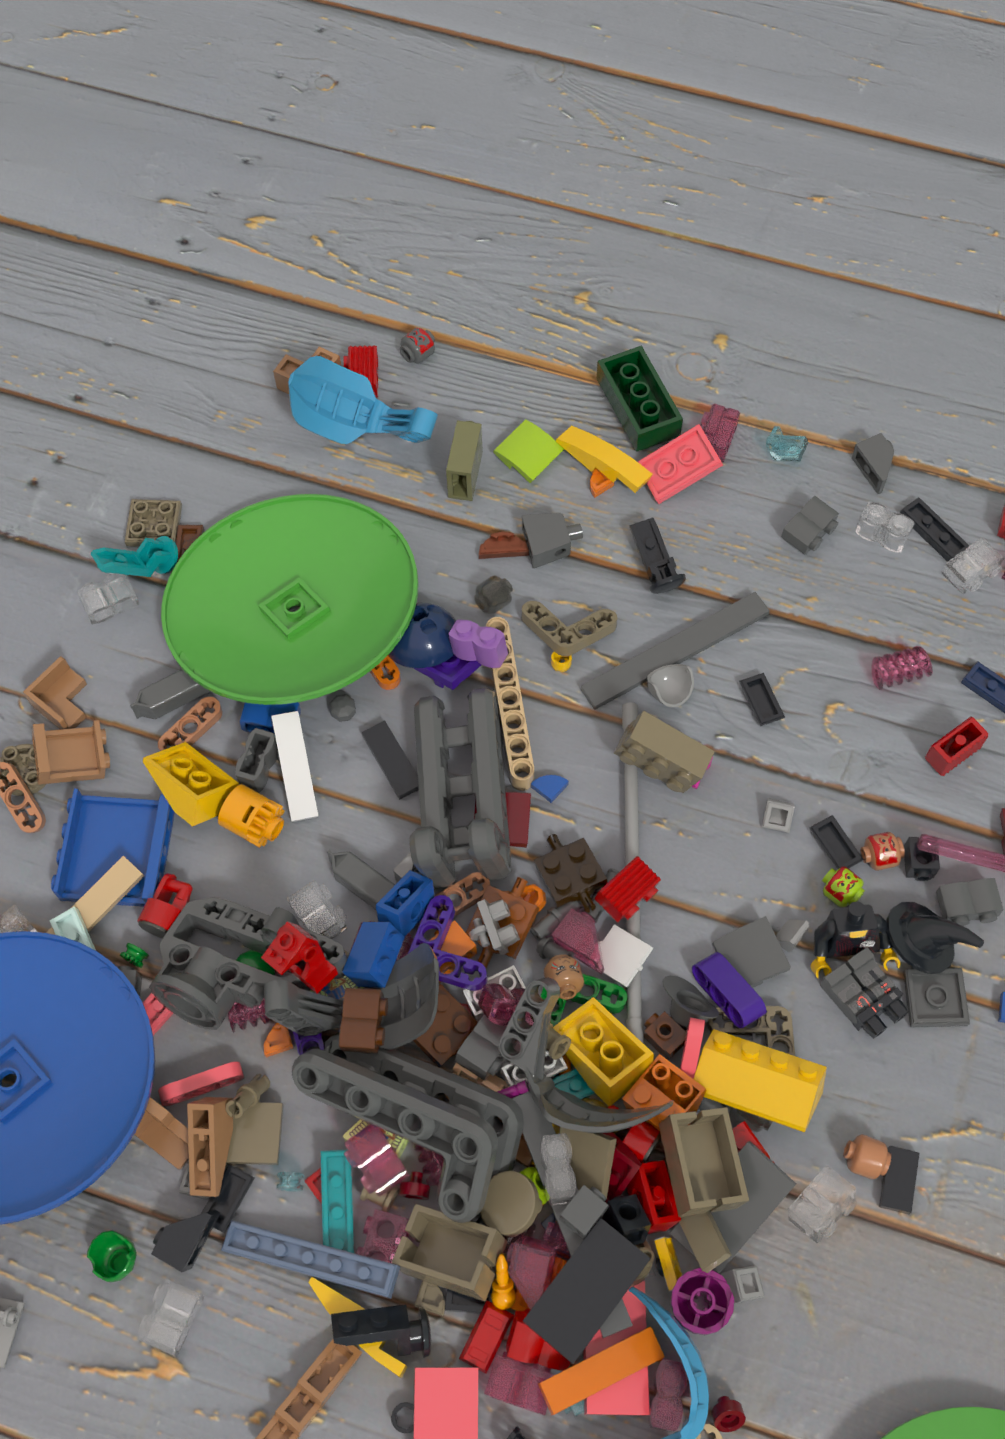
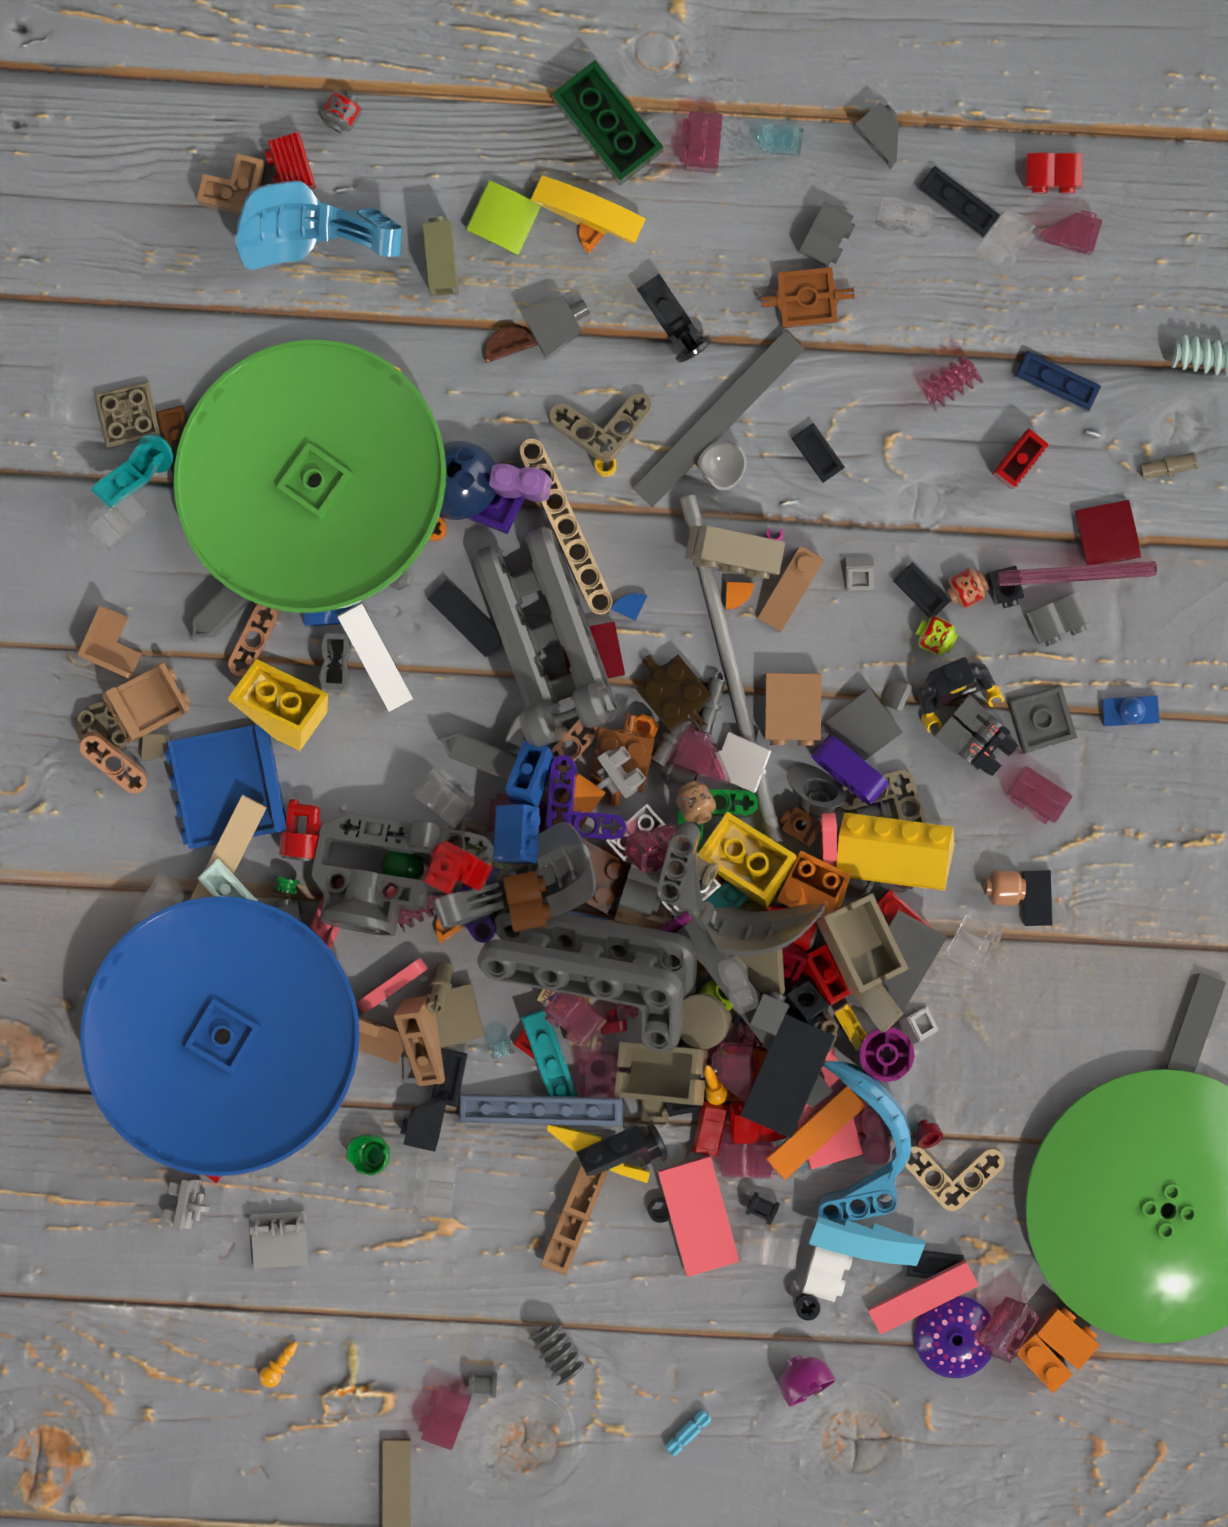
camera: 15 degrees left, 25 degrees up
(59, 796) = (153, 746): none -> dark tan tile
(251, 816) = (351, 721): light orange gear -> none
(493, 594) = (515, 407): clear smoke head -> none
(627, 889) = (734, 700): red brick -> none
(655, 802) = (737, 594): none -> orange tile
(680, 463) = (671, 196): coral tile -> none
(684, 917) = (792, 708): none -> medium nougat panel
(709, 806) = (790, 588): none -> medium nougat slope
(781, 571) = (807, 297): none -> dark orange plate
(920, 1070) = (1039, 795): none -> clear pink brick
(926, 938) = (1021, 668): black piece -> none

